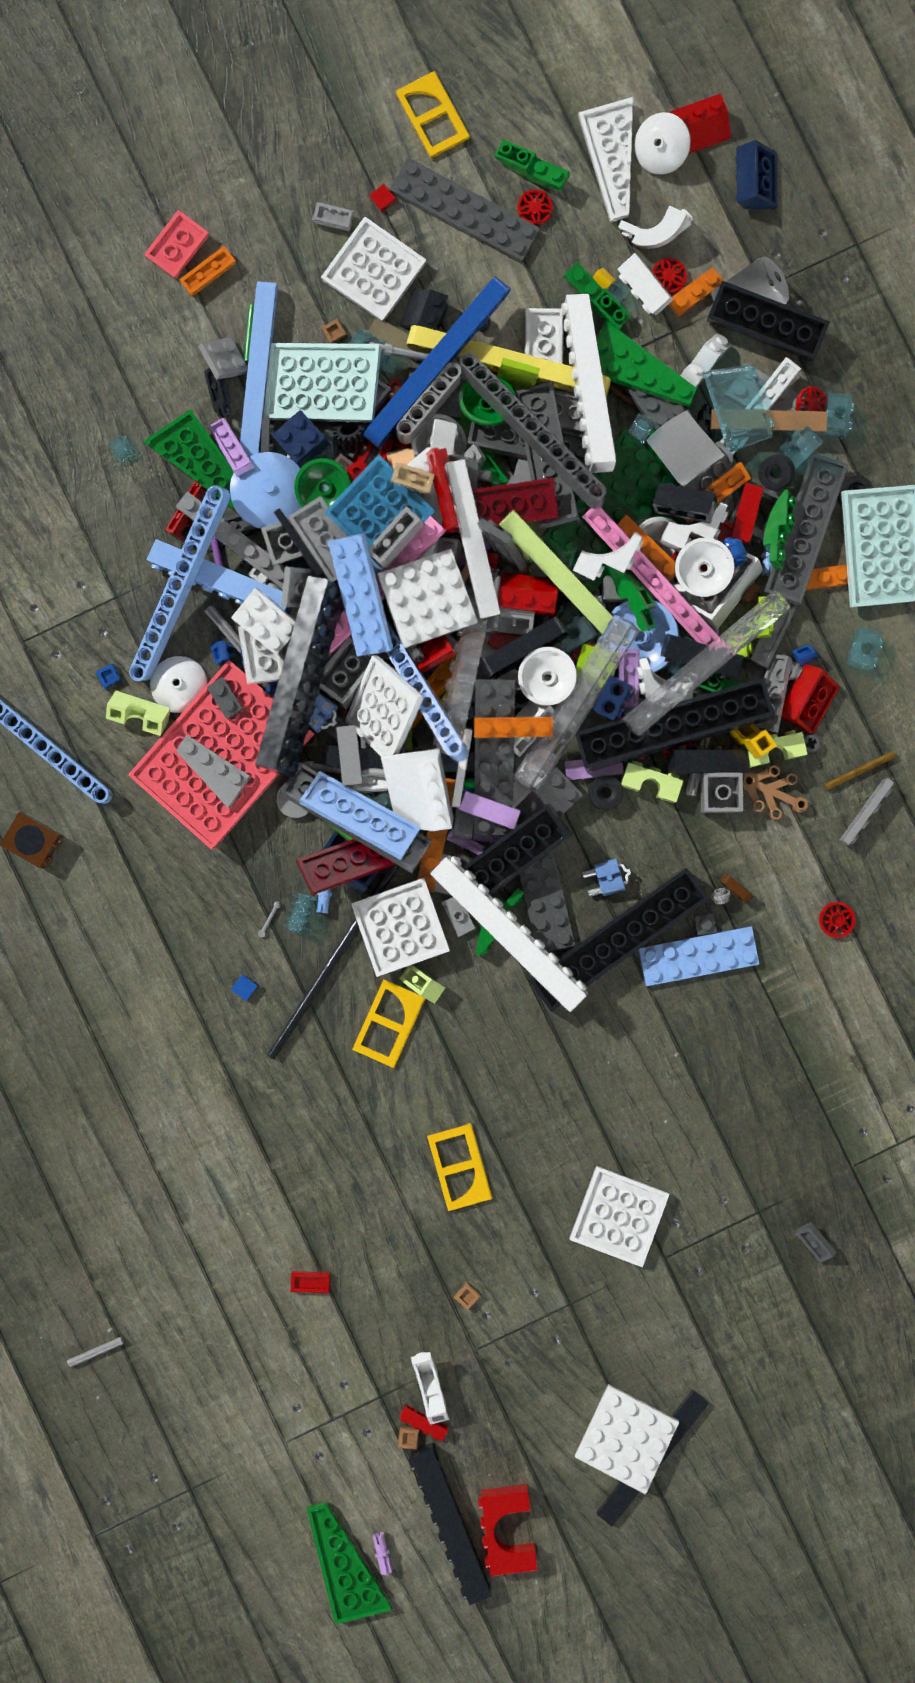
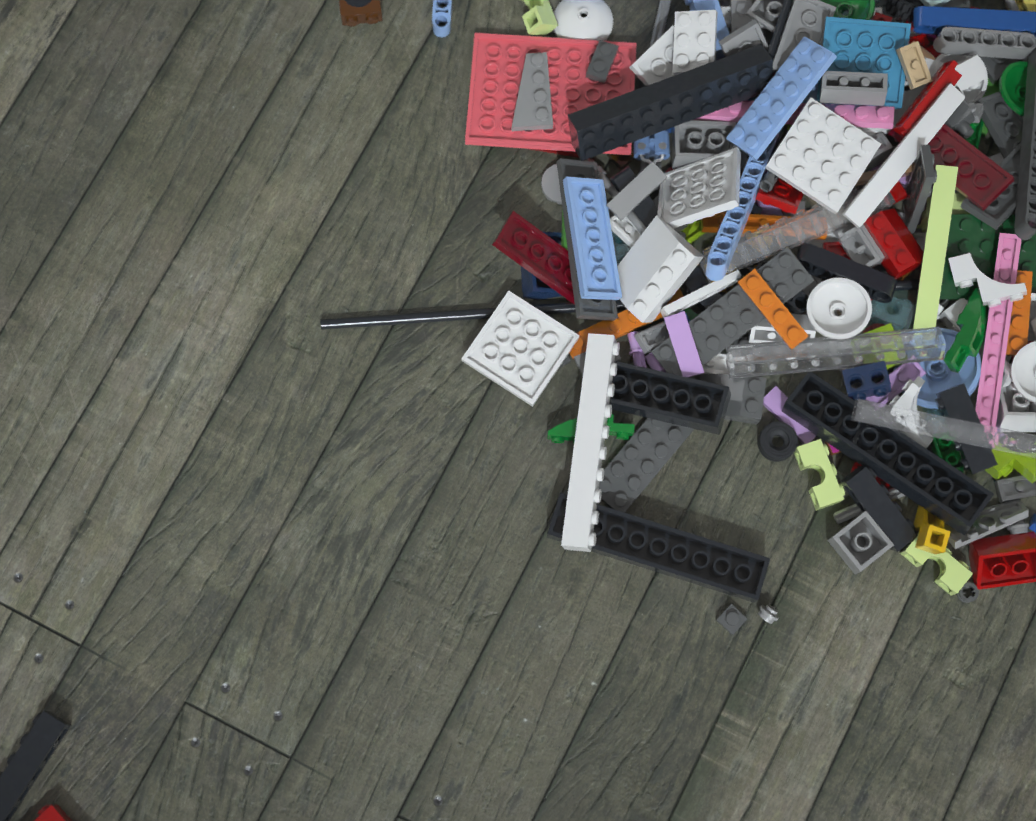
camera: 50 degrees right, 10 degrees down
(220, 652) = (636, 33): blue tile -> none
(244, 987) = (365, 258): blue tile -> none
(261, 933) = (424, 239): light grey hinge -> none
(299, 912) = (466, 255): clear light blue piece -> none
(310, 1282) = (143, 505): red tile -> none
(323, 901) = (496, 267): light blue pin -> none
(408, 1438) = (60, 699): medium nougat tile -> none
(412, 1005) = (458, 412): yellow window -> none
(419, 1421) = (84, 701): red piece -> none
(422, 983) = (484, 406): yellowish green slope -> none
(430, 1387) = (124, 679): white arch -> none
(458, 916) = (567, 395): light grey plate -> none
(467, 1296) = (231, 655): medium nougat tile -> none
(480, 1188) = (338, 594): yellow window -> none
(609, 878) = (705, 500): medium blue piece -> none
(619, 1216) = (406, 741): white plate -> none
(698, 956) = (698, 635): light blue plate -> none
(734, 887) = (785, 631): reddish brown beam -> none
(770, 791) = (897, 588): medium nougat plant -> none
(836, 919) = (831, 739): red wheel -> none
(860, 770) = (980, 656): pearl gold bar -> none
(862, 818) = (940, 691): light grey plate -> none

